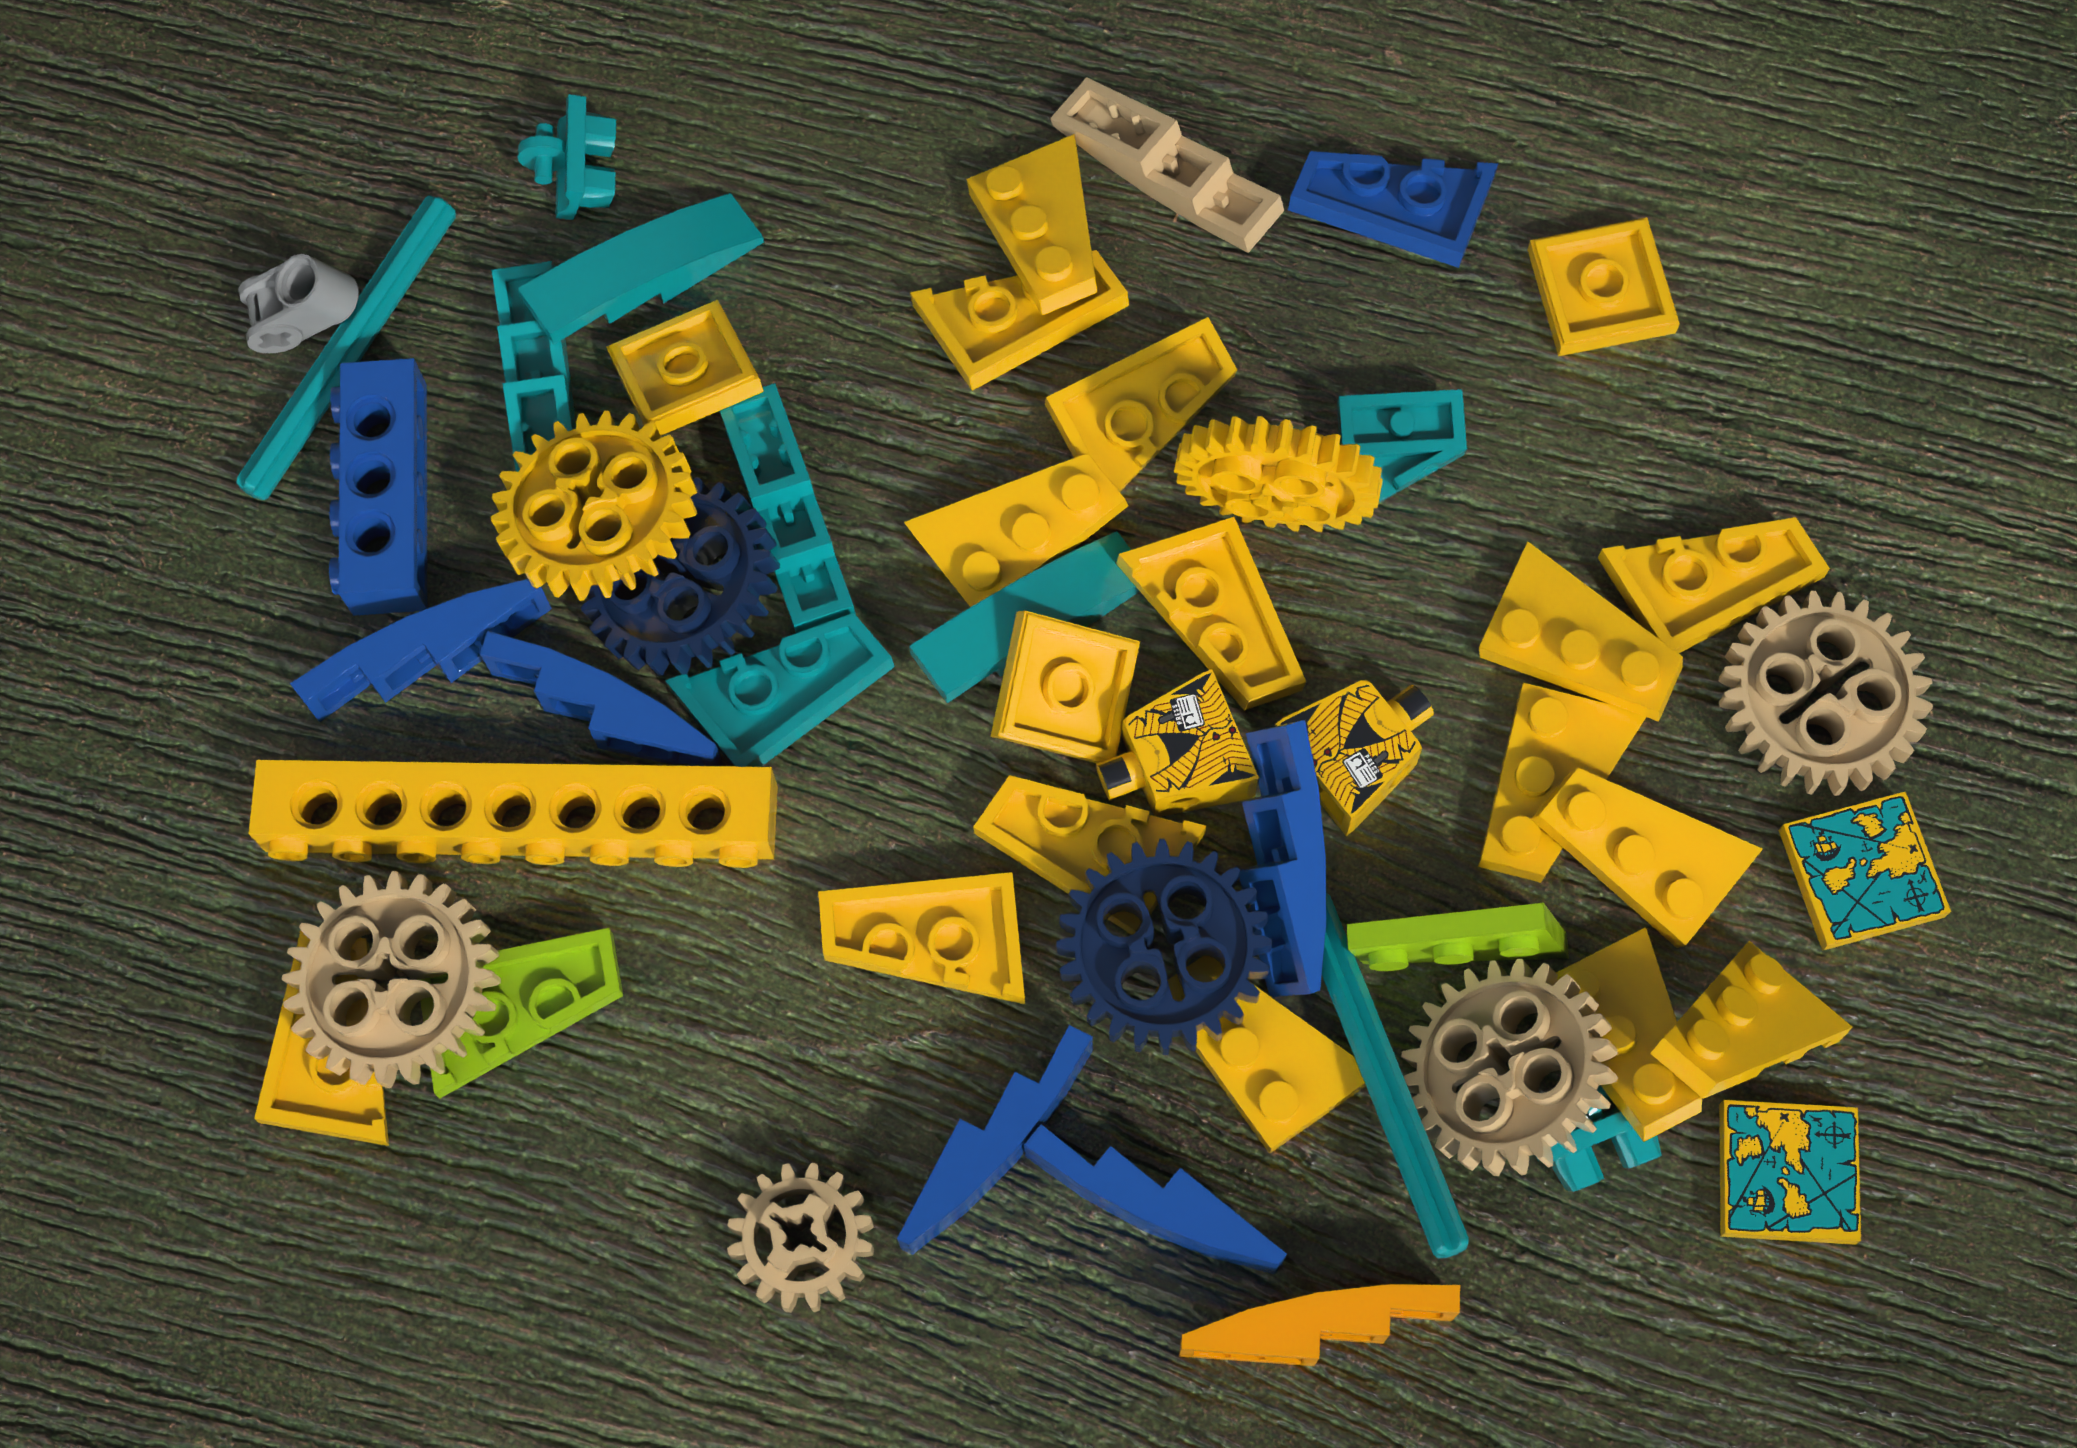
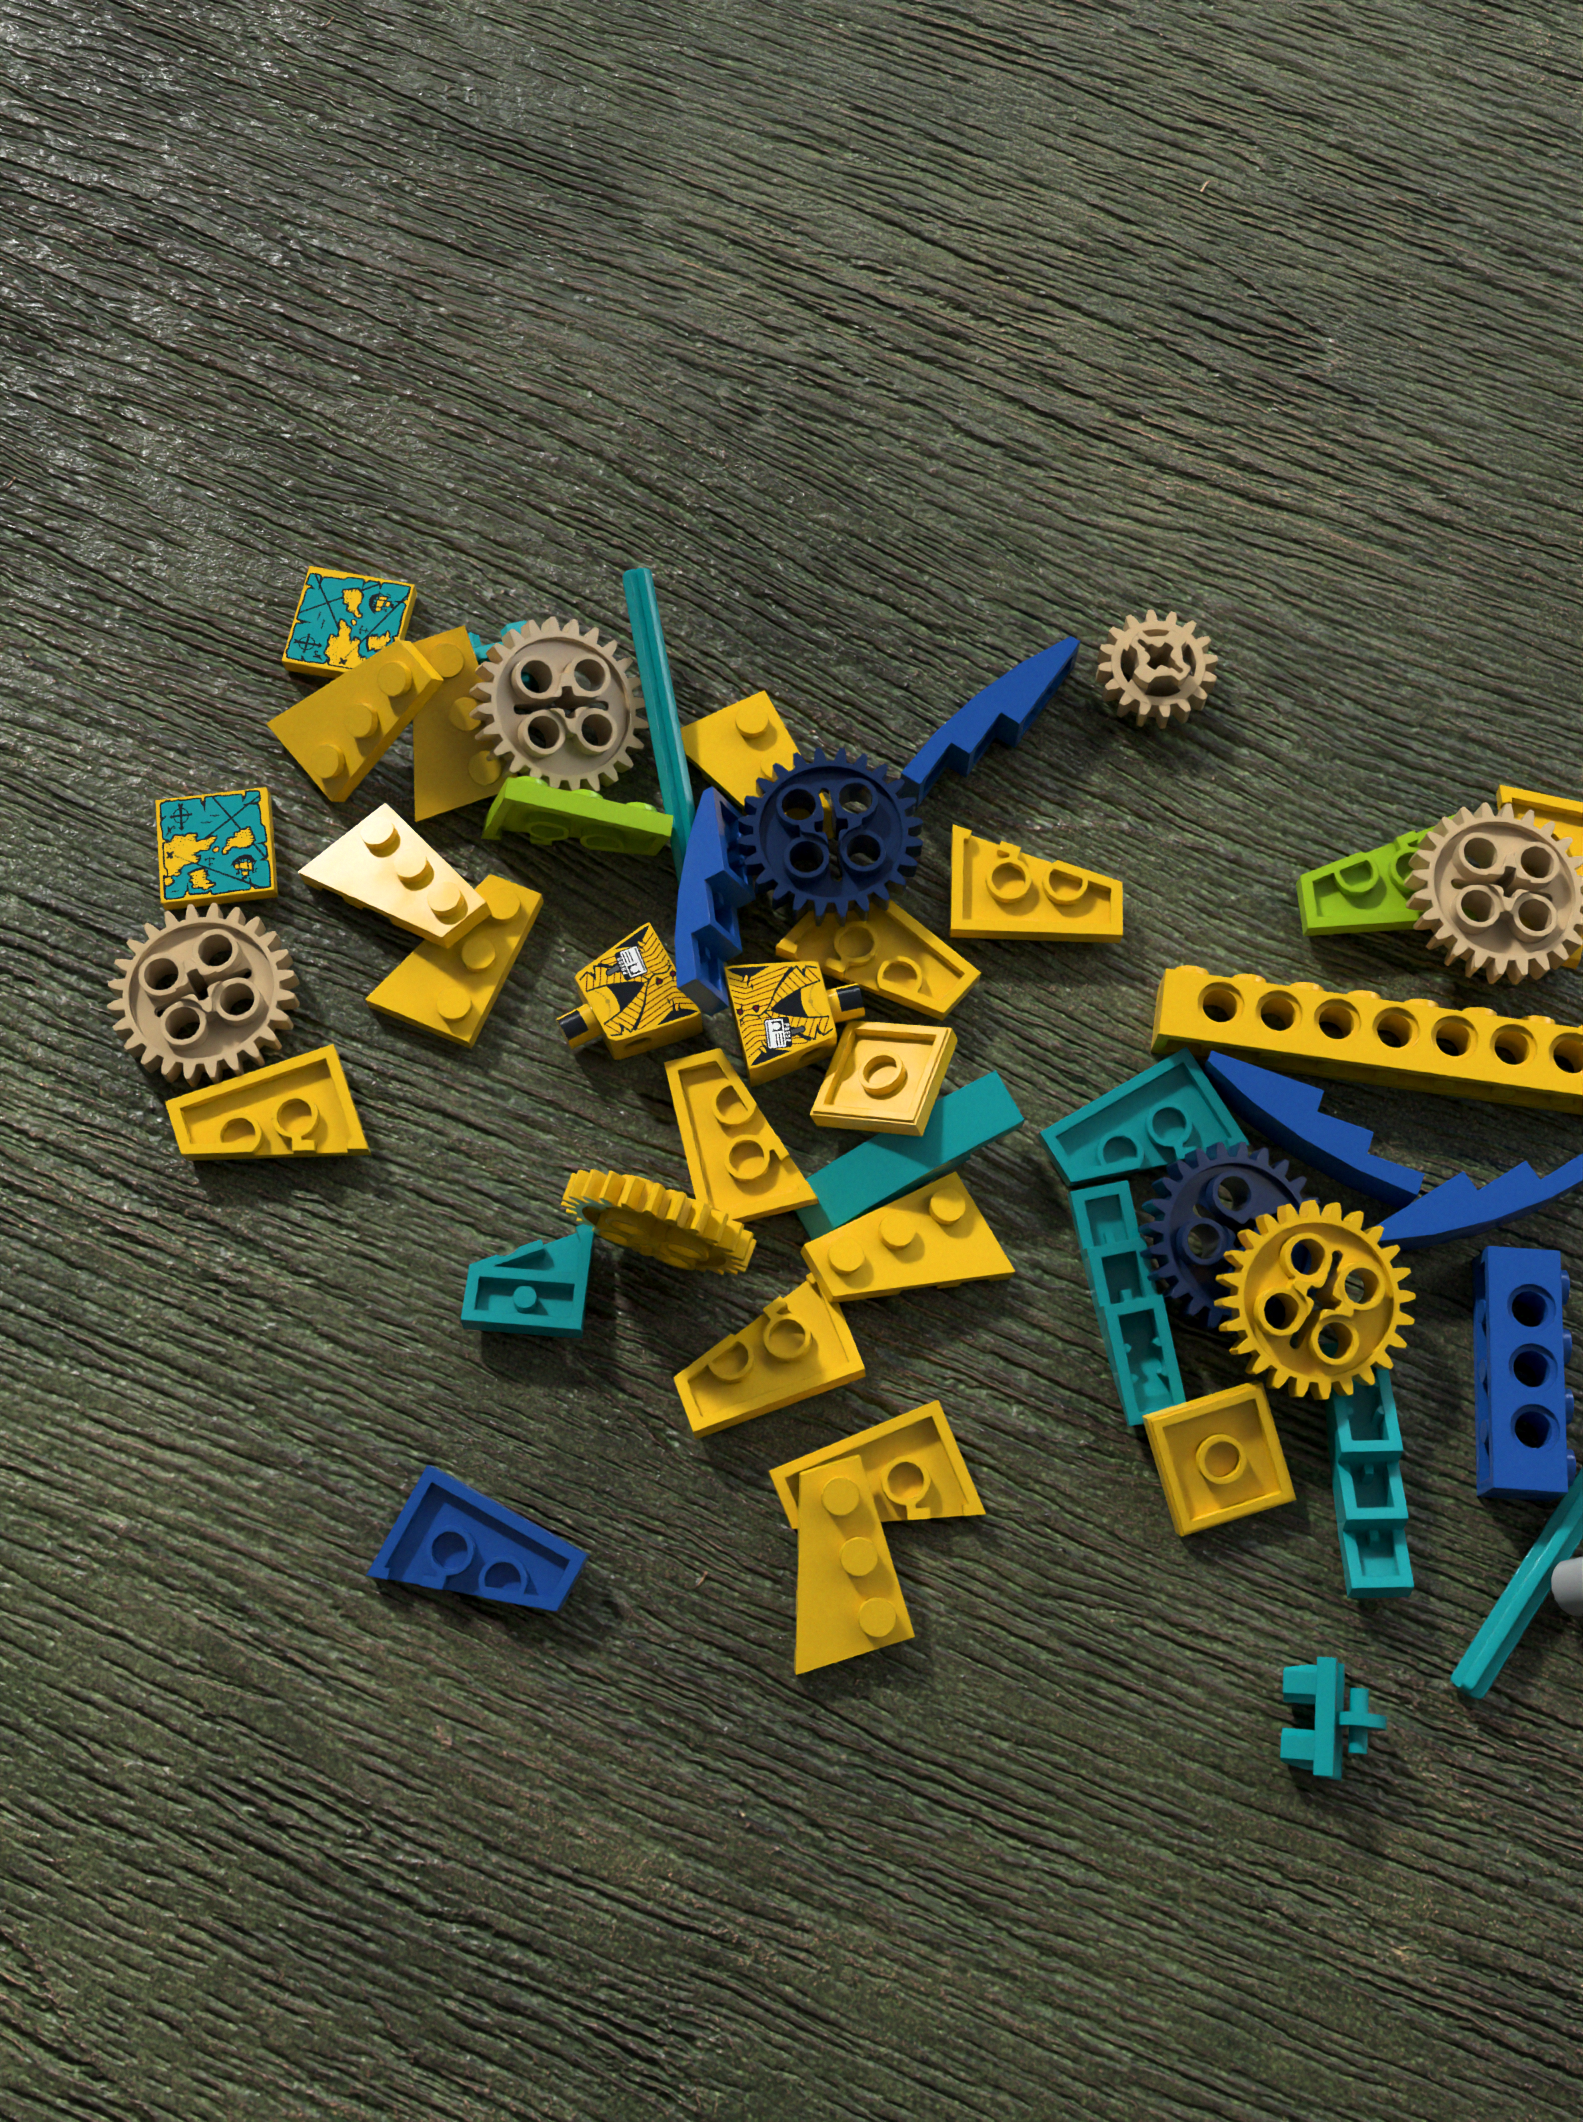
camera: 175 degrees left, 0 degrees up
(639, 264) = (1258, 1575): teal slope -> none
(1165, 165) = (706, 1627): tan slope -> none
(1177, 1213) = (852, 649): blue slope -> none
(1293, 1328) = (770, 558): light orange slope -> none
(1578, 639) = (411, 1071): yellow wing -> none
(1603, 286) = (294, 1431): yellow tile -> none

